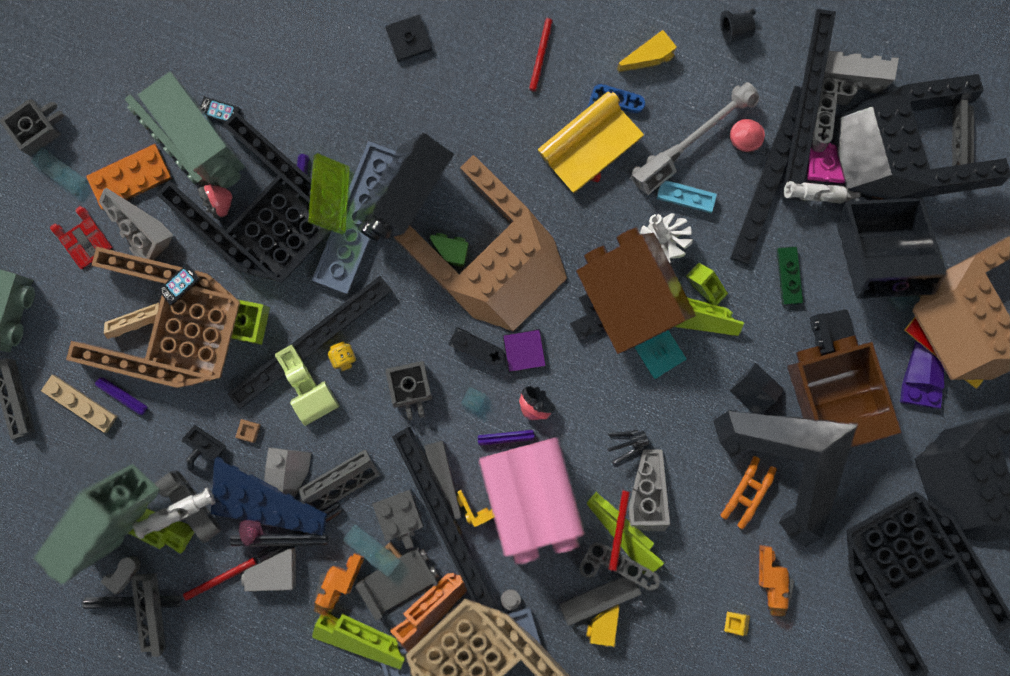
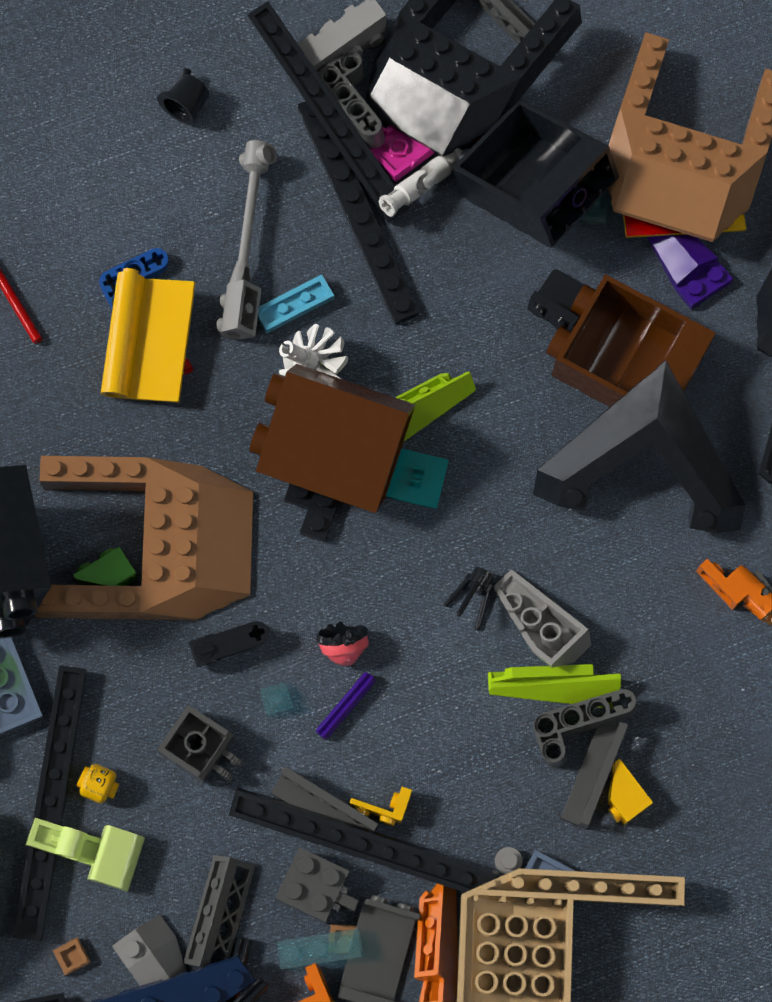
camera: 45 degrees left, 10 degrees down
(524, 350) = (280, 602): dark purple tile -> none
(532, 499) = (428, 731): bright pink brick -> none
(619, 530) = (546, 683): red bar -> none
(652, 53) = (124, 200): yellow slope -> none
(707, 283) = (397, 368): lime slope -> none
(737, 623) = (749, 667): yellow slope -> none
(738, 497) = (650, 537): orange piece -> none
(747, 136) = (296, 193): coral hair -> none
(757, 389) = (544, 424): black slope -> none
(789, 275) = (468, 288): dark green plate -> none

